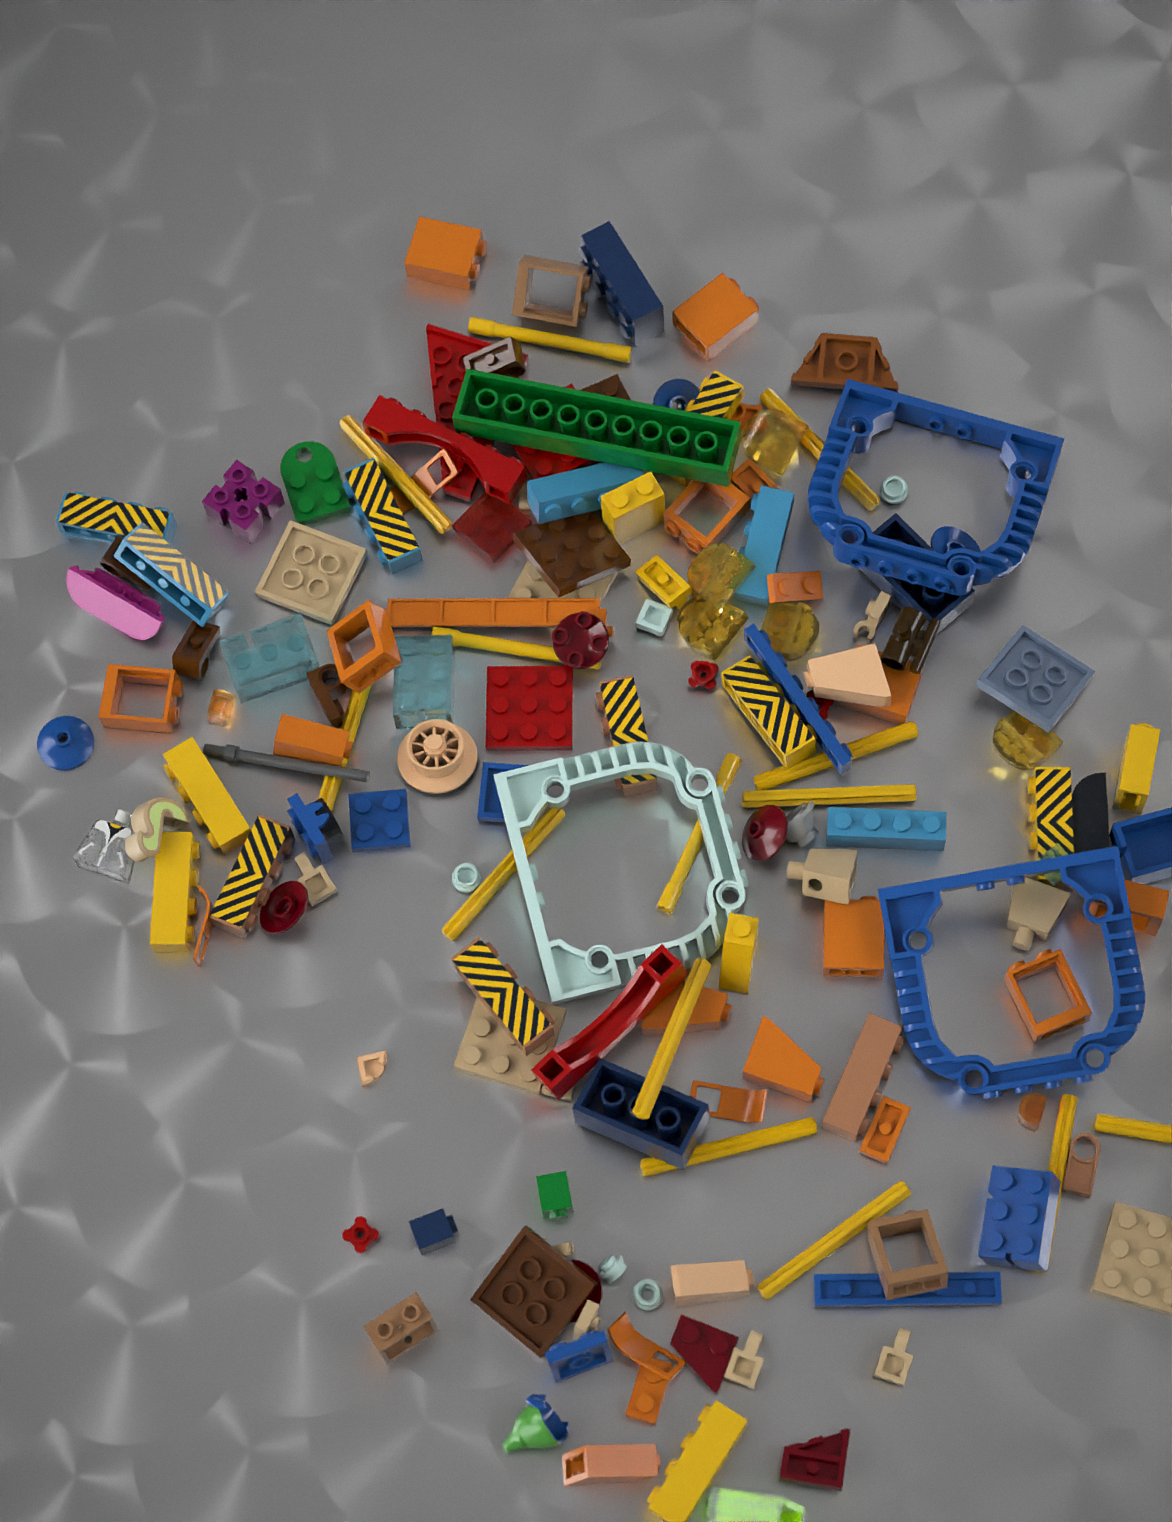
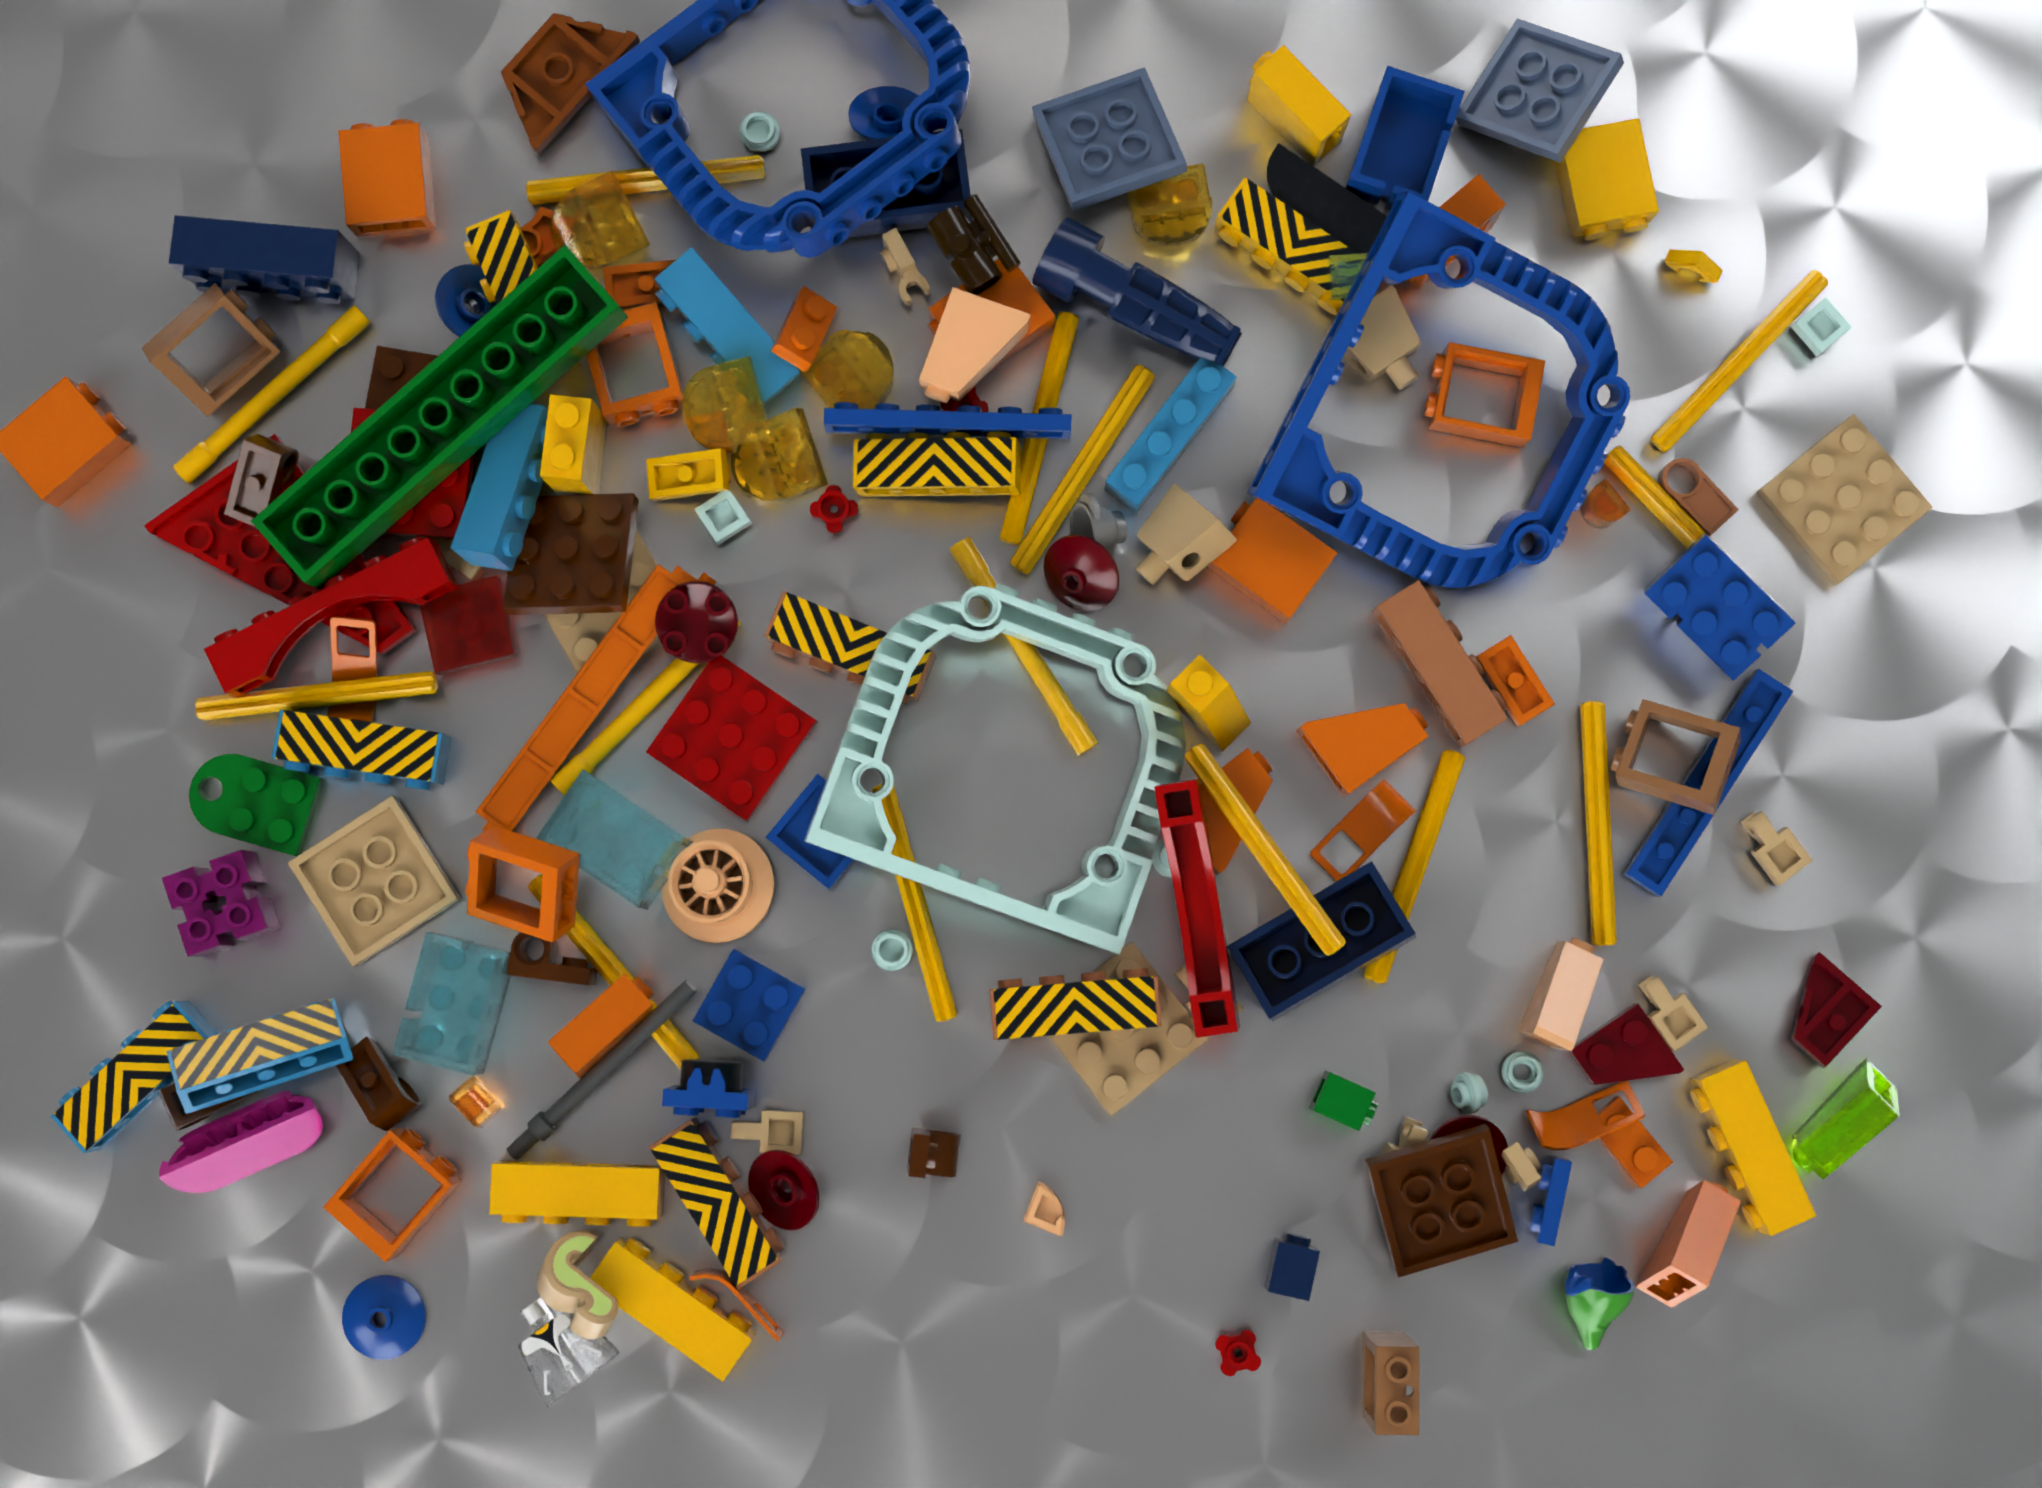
camera: 60 degrees left, 15 degrees up
(360, 973) = (933, 1153): none -> reddish brown plate
(945, 707) = (1134, 295): none -> dark blue piece

